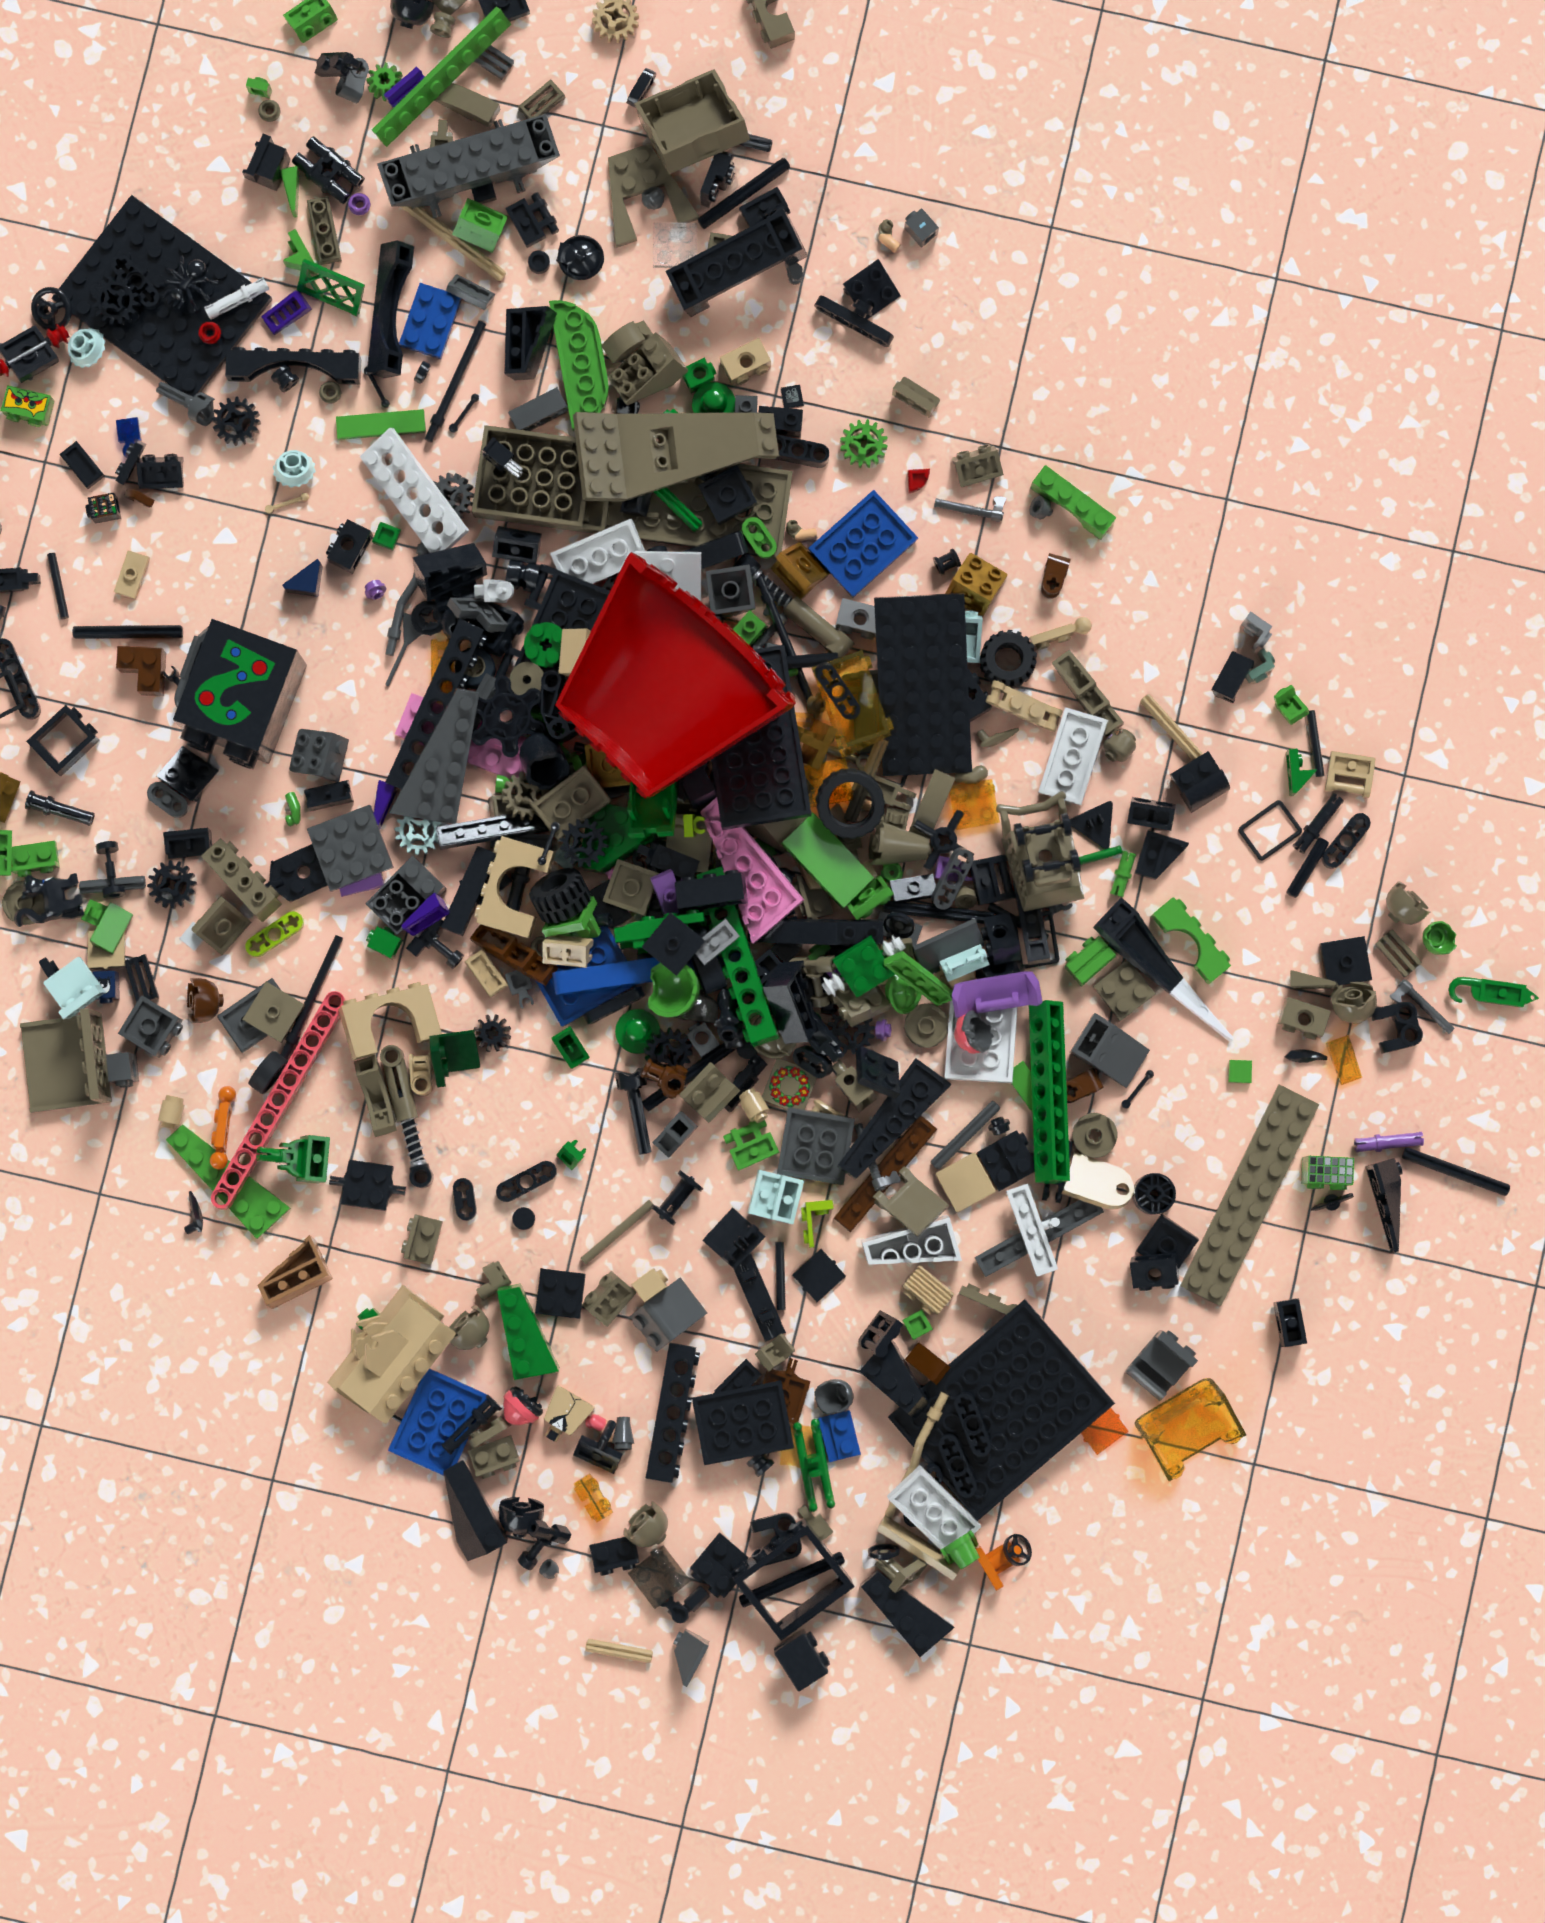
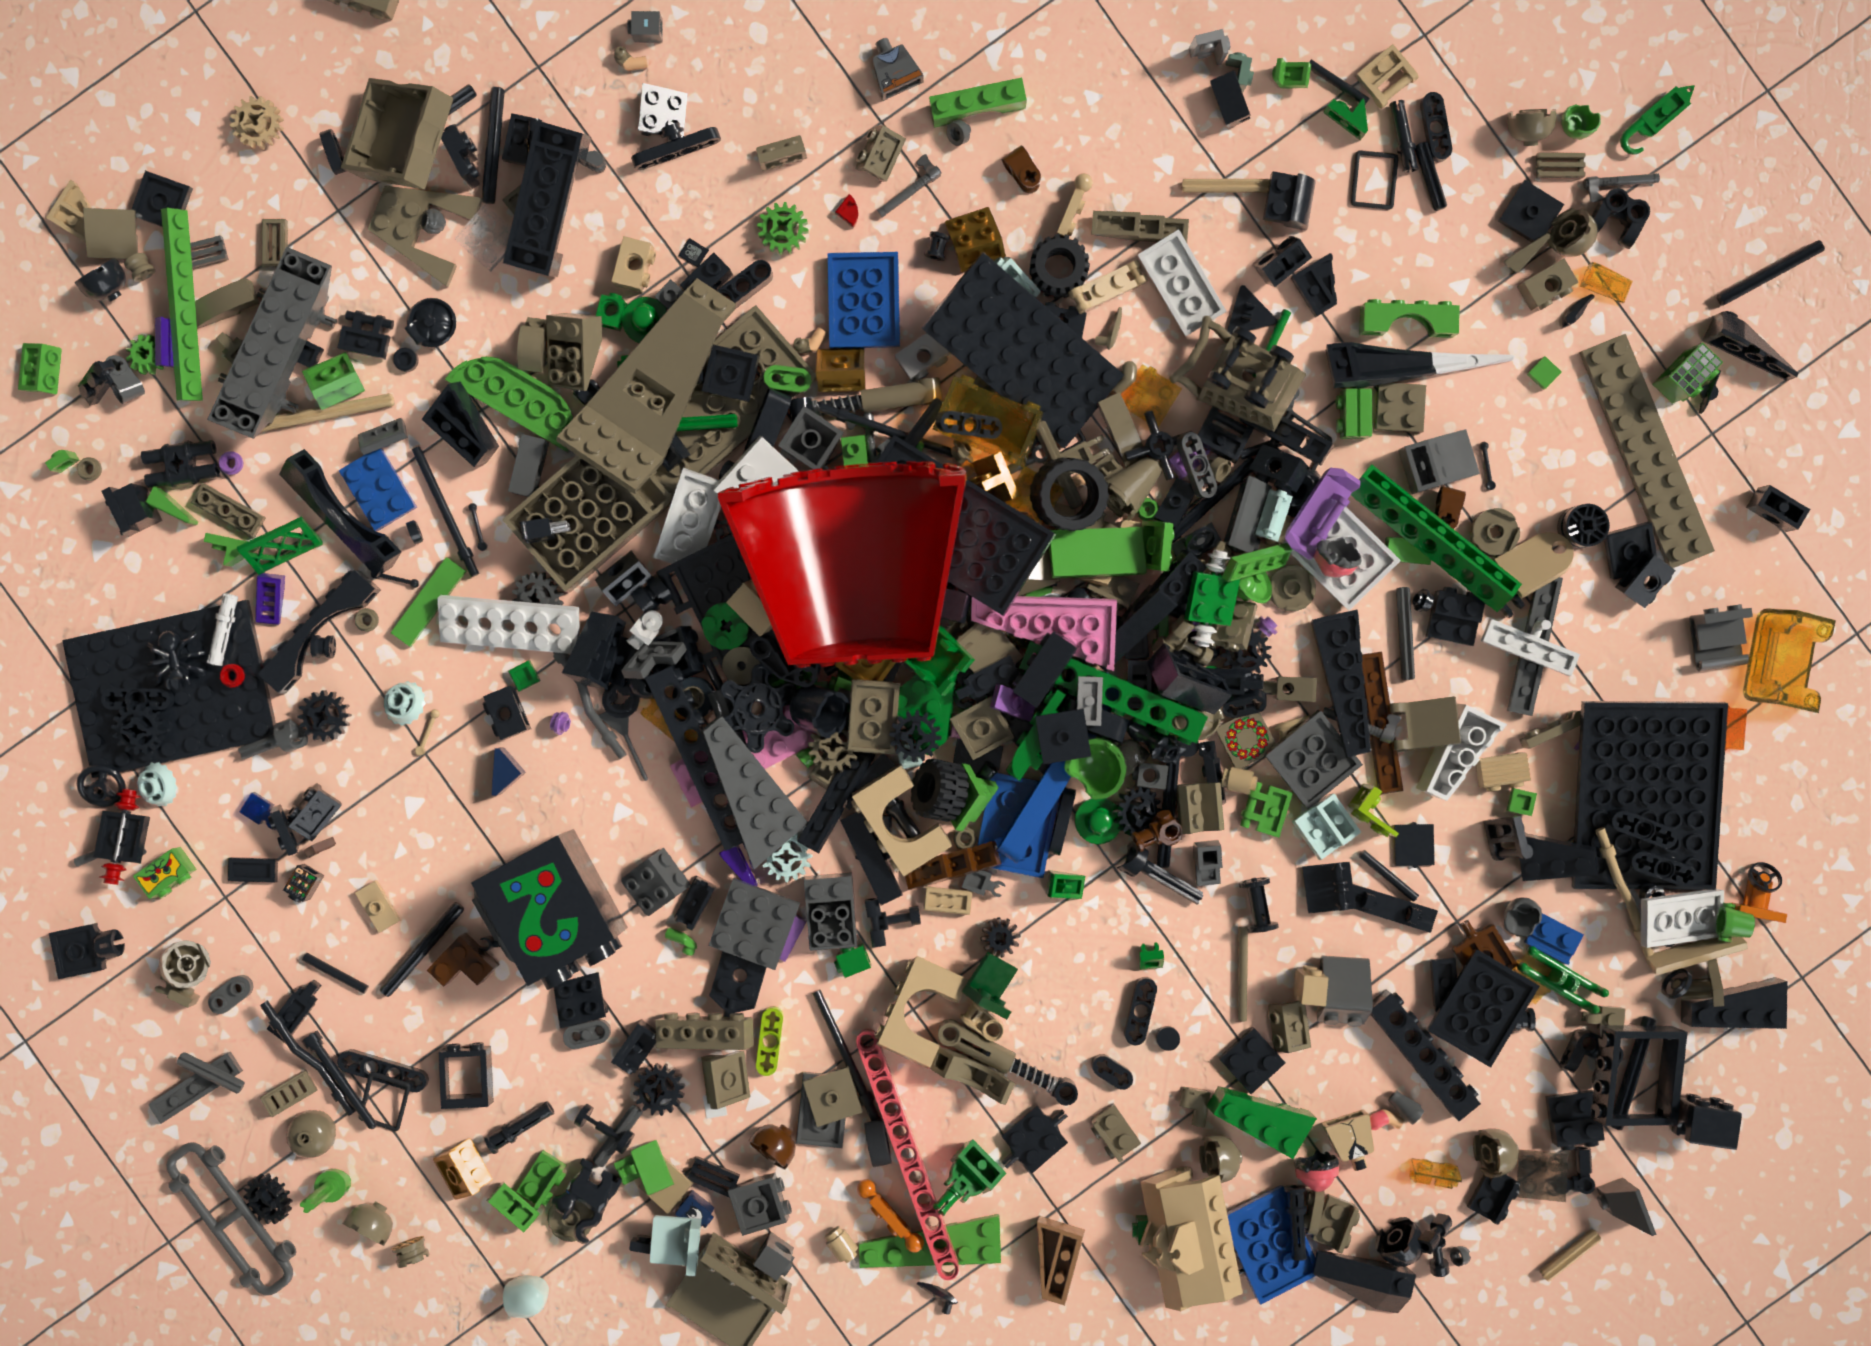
camera: 50 degrees left, 5 degrees up
(428, 913) = (861, 909): dark purple slope -> none
(555, 828) = (882, 747): black hinge -> none
(567, 951) = (989, 822): tan hinge -> none
(598, 1452) = (1405, 1139): black plate -> none
(690, 825) = (977, 638): lime tile -> none
(775, 1352) = (1447, 933): dark tan bracket -> none
(877, 1072) = (1300, 660): black plate -> none
(927, 1363) = (1561, 821): reddish brown tile -> none
(965, 1182) = (1442, 666): tan tile -> none
(1044, 425) = (895, 69): none -> dark grey torso
(1119, 745) = (1205, 238): dark tan head -> none
(1123, 874) = (1309, 327): bright green pin -> none
(1387, 1142) = (1697, 312): medium lavender pin -> none

